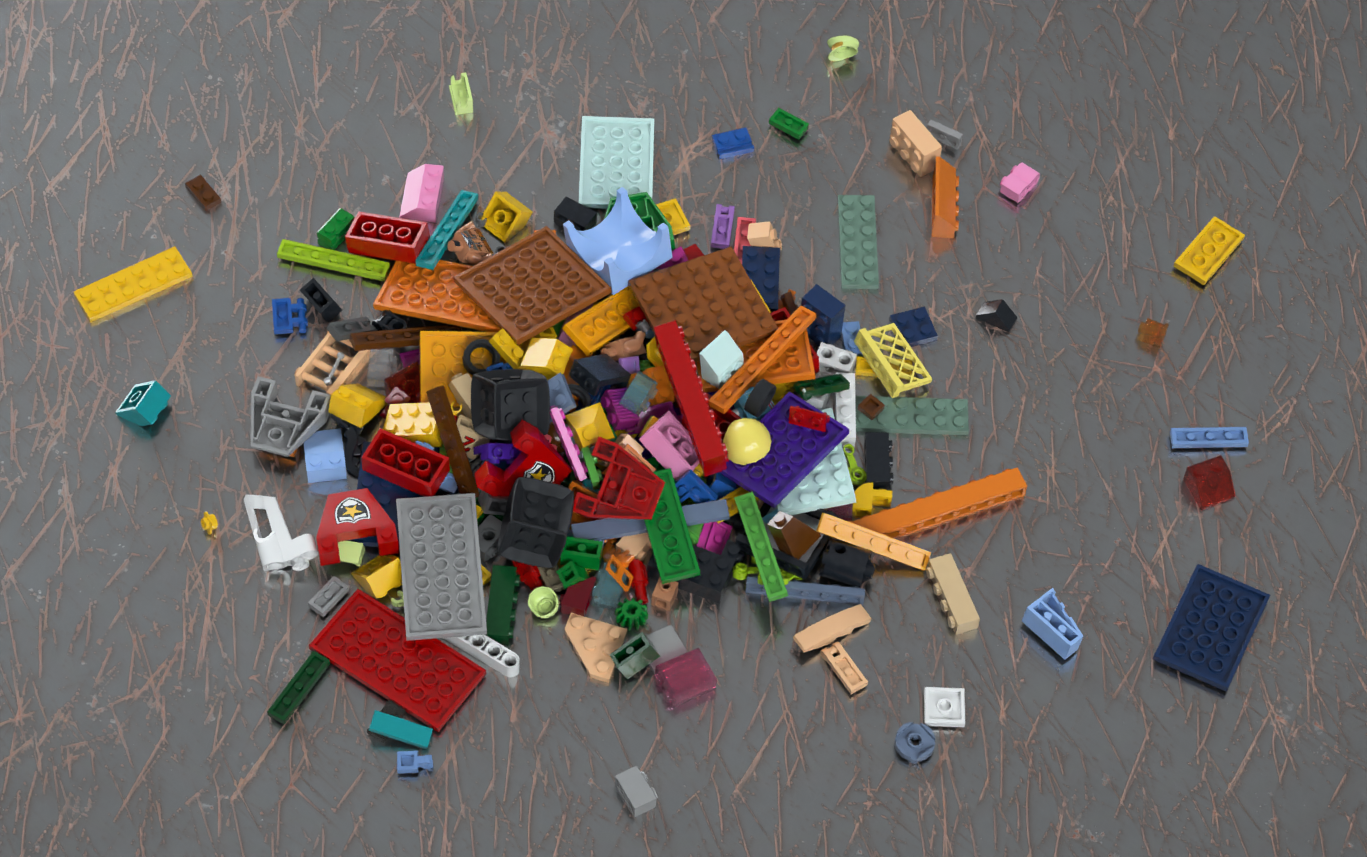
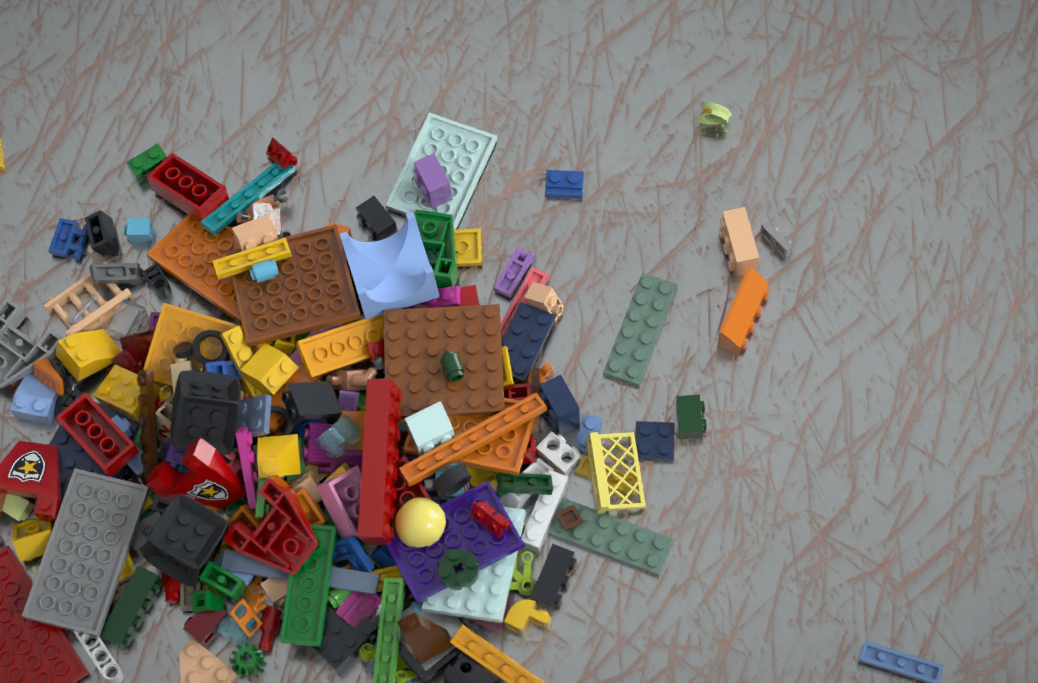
camera: 30 degrees right, 10 degrees up
(203, 192) = (48, 86): reddish brown plate -> none
(330, 431) = (48, 375): none -> orange slope
(333, 260) = (134, 194): lime plate -> none
(354, 288) = (139, 230): none -> medium azure brick
(393, 338) = (156, 297): reddish brown plate -> none
(423, 193) = (246, 150): bright pink slope -> none
(456, 367) = (183, 350): none -> black tile
(460, 186) = (280, 154): none -> red hinge
(461, 95) = (326, 55): yellowish green hinge -> none
(476, 253) = (254, 233): none -> light nougat brick
(484, 272) = (244, 260): none -> yellow plate
(503, 278) = (264, 271): none -> medium azure brick
(505, 216) = (311, 196): yellow slope -> none
(543, 602) = (169, 619): yellowish green hair -> none
(618, 166) = (432, 181): none -> medium lavender brick
(664, 595) = (287, 652): nougat brick -> none
(717, 304) = (452, 366): none -> dark green brick
(788, 123) = (627, 180): green plate -> none
(801, 456) = (454, 559): none -> dark green plate
(936, 297) = (690, 416): none -> dark green brick
(946, 505) = (593, 648): orange brick -> none
(997, 314) = (744, 455): black slope -> none
(1019, 182) = (830, 315): bright pink brick -> none
(1152, 332) = (894, 533): clear orange brick -> none
(1209, 250) = (993, 453): yellow plate -> none

